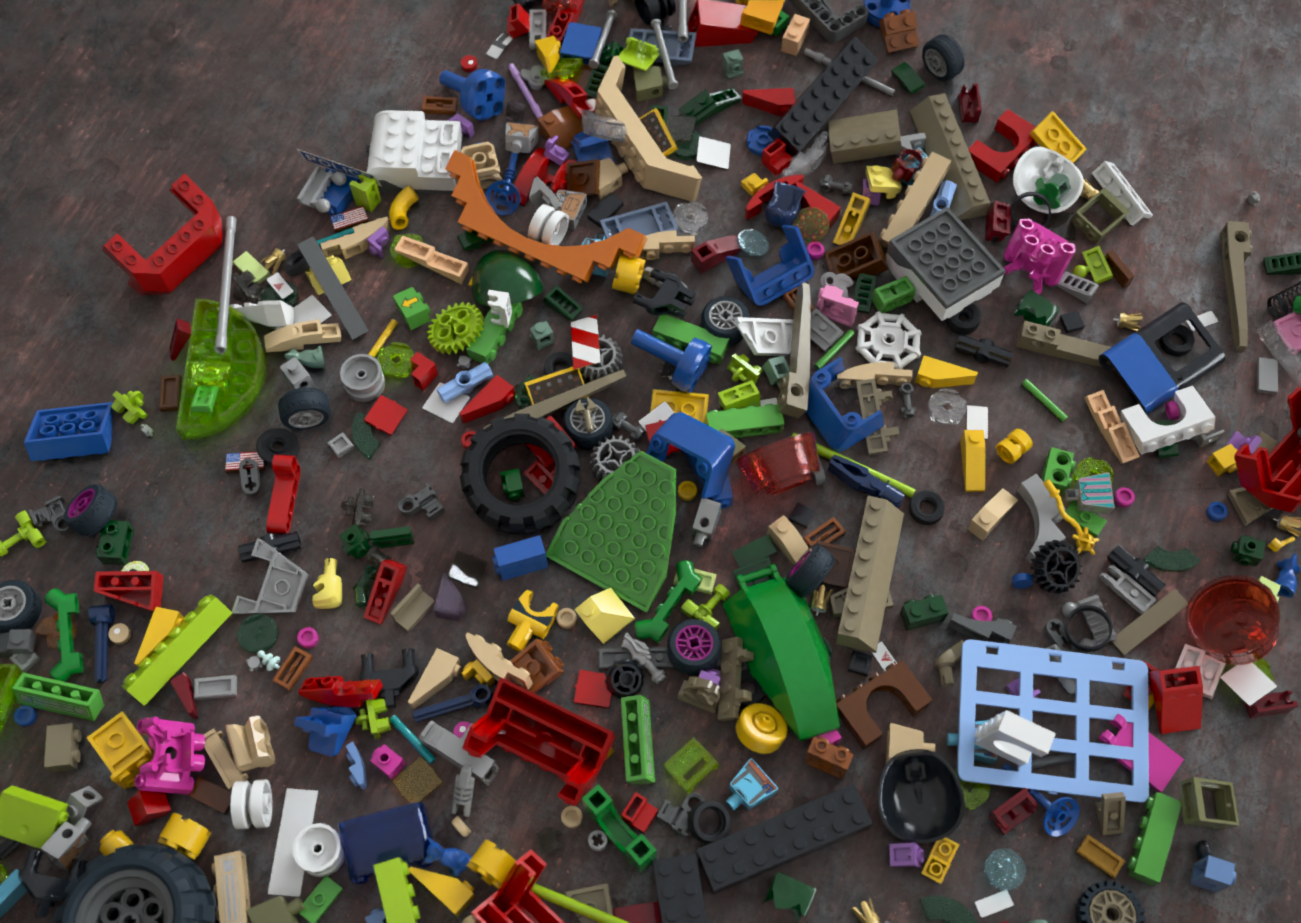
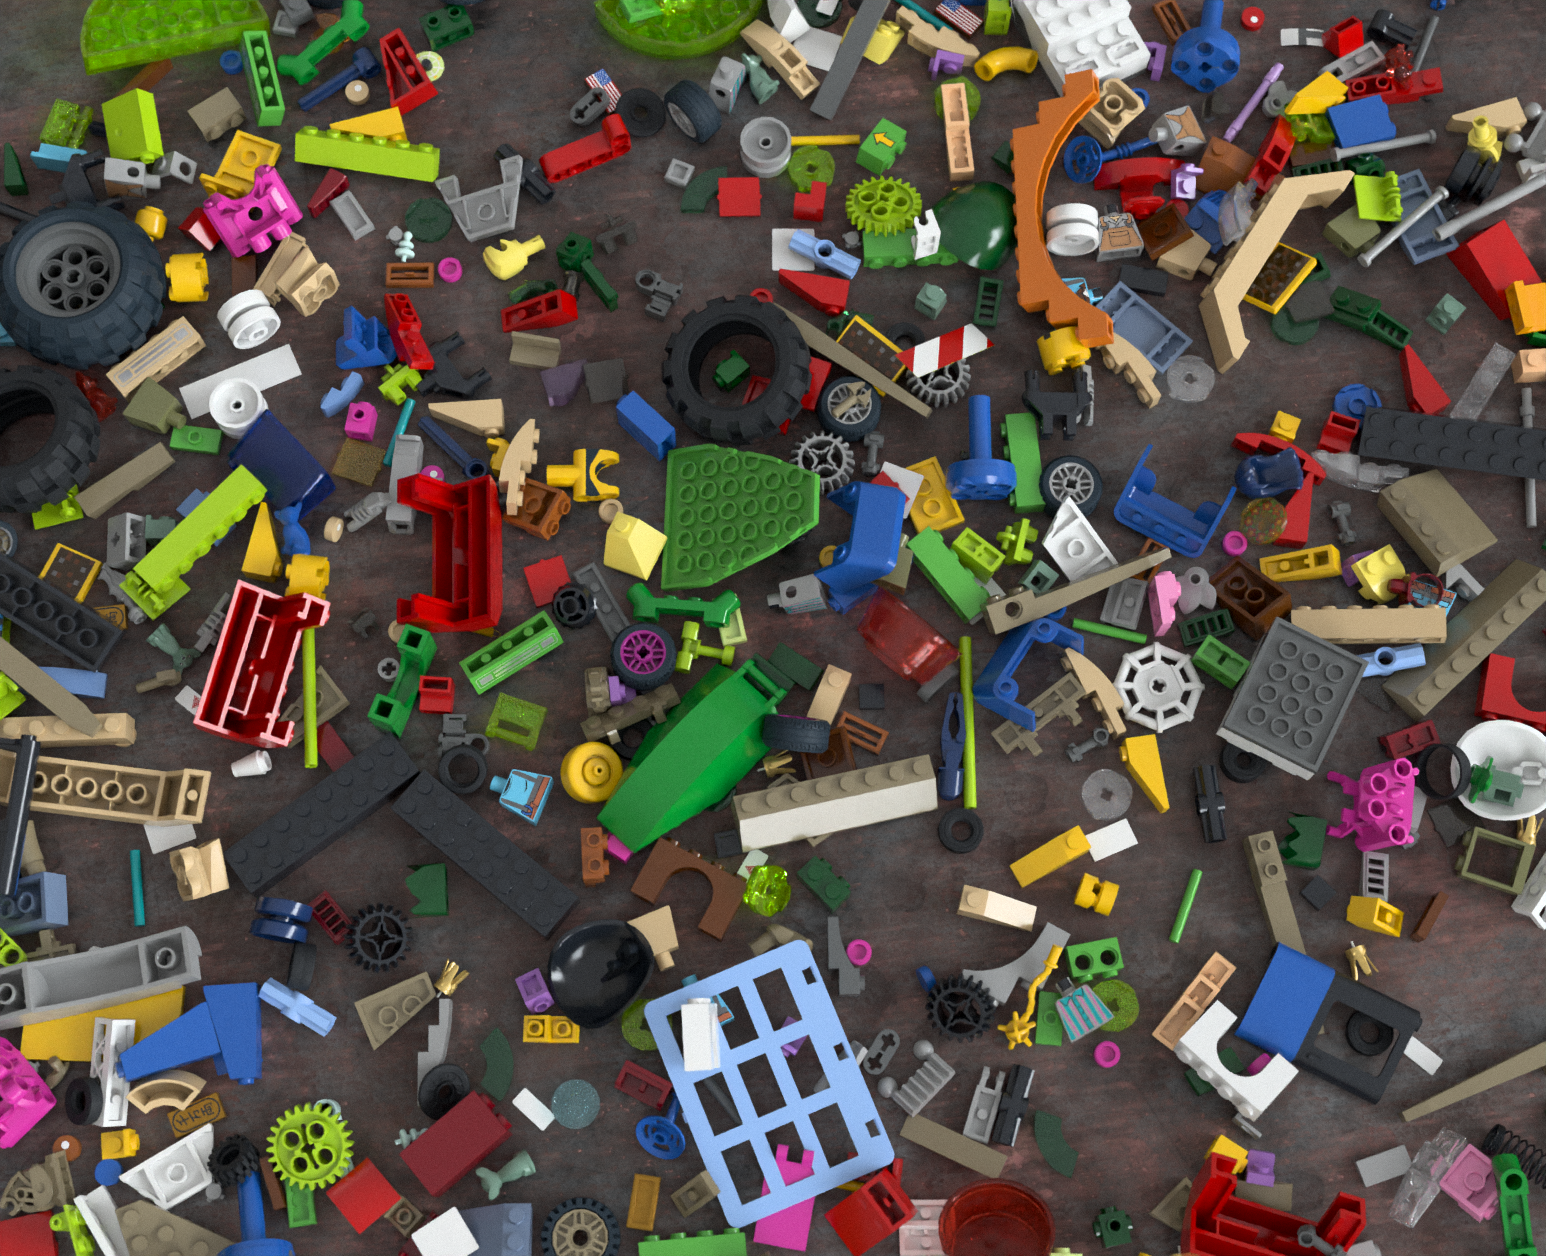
camera: 60 degrees right, 10 degrees up
(541, 193) = (1109, 198): light grey slope -> none
(641, 653) = (609, 606): light grey piece -> none
(713, 152) = (1301, 358): white sticker -> none
(714, 252) = (1158, 431): dark red slope -> none
(753, 242) = (1199, 467): clear light blue wheel -> none
(788, 69) = (1483, 382): none -> clear slope
(911, 651) = (756, 887): none -> clear neon green plate
(1089, 608) = (896, 1050): black tyre -> none
(1096, 266) = (1417, 888): lime plate -> none
(1102, 298) = (1375, 915): none -> yellow slope
(1216, 511) = (1151, 1173): blue tile -> none

